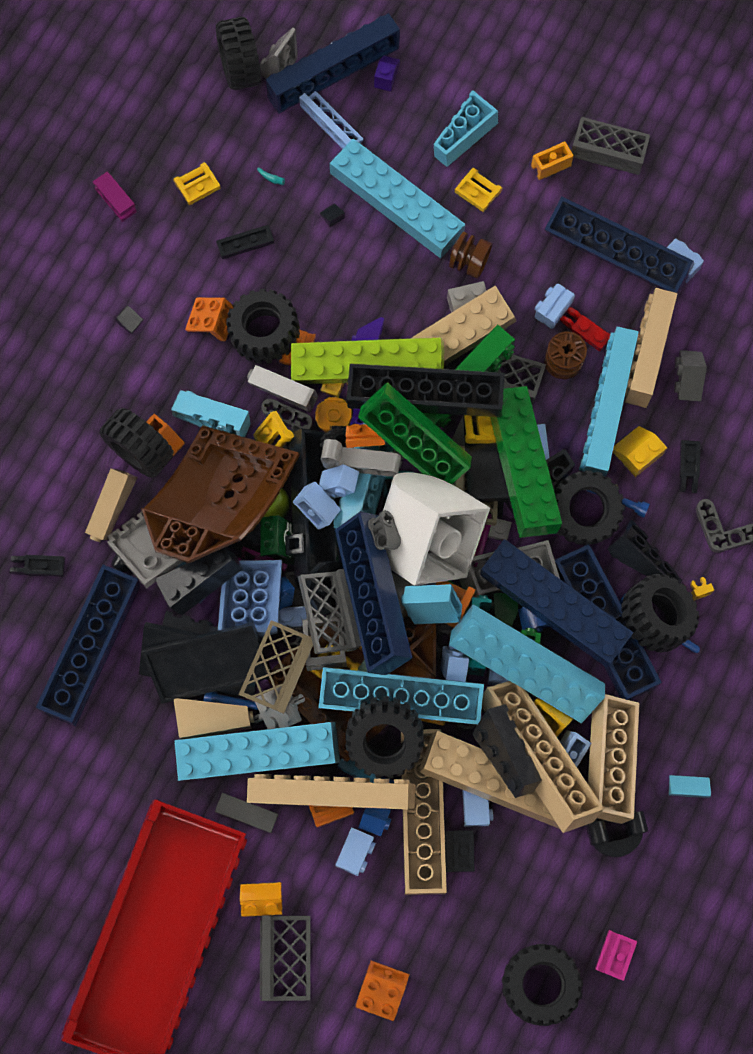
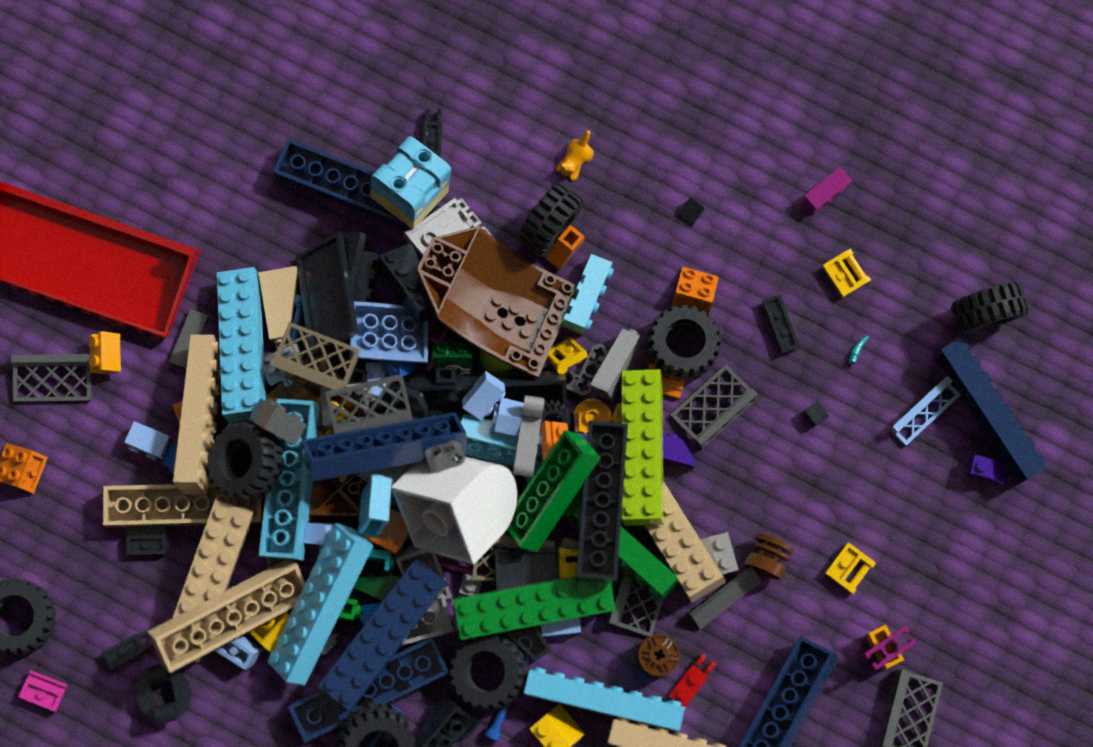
camera: 85 degrees right, 5 degrees up
(66, 424) = (577, 153): none -> light orange animal
(93, 573) = (411, 182): none -> medium azure piece
(110, 504) = (494, 199): tan slope -> none
(280, 54) = (993, 354): light grey slope -> none
(332, 289) = (724, 419): none -> dark grey fence
(344, 702) = (275, 419): none -> dark grey brick
(397, 198) = (835, 480): medium azure brick -> none
(465, 129) = (919, 553): medium azure wedge -> none
(476, 810) = (181, 557): light blue brick -> none
(506, 751) = (228, 579): black wedge -> none
(518, 309) = (725, 597): none -> dark grey tile
(554, 306) = (716, 646): light blue brick -> none
(559, 143) = (881, 648): none -> magenta piece
(570, 867) = (126, 650): none -> black hinge
(614, 757) = (228, 691): tan brick -> none

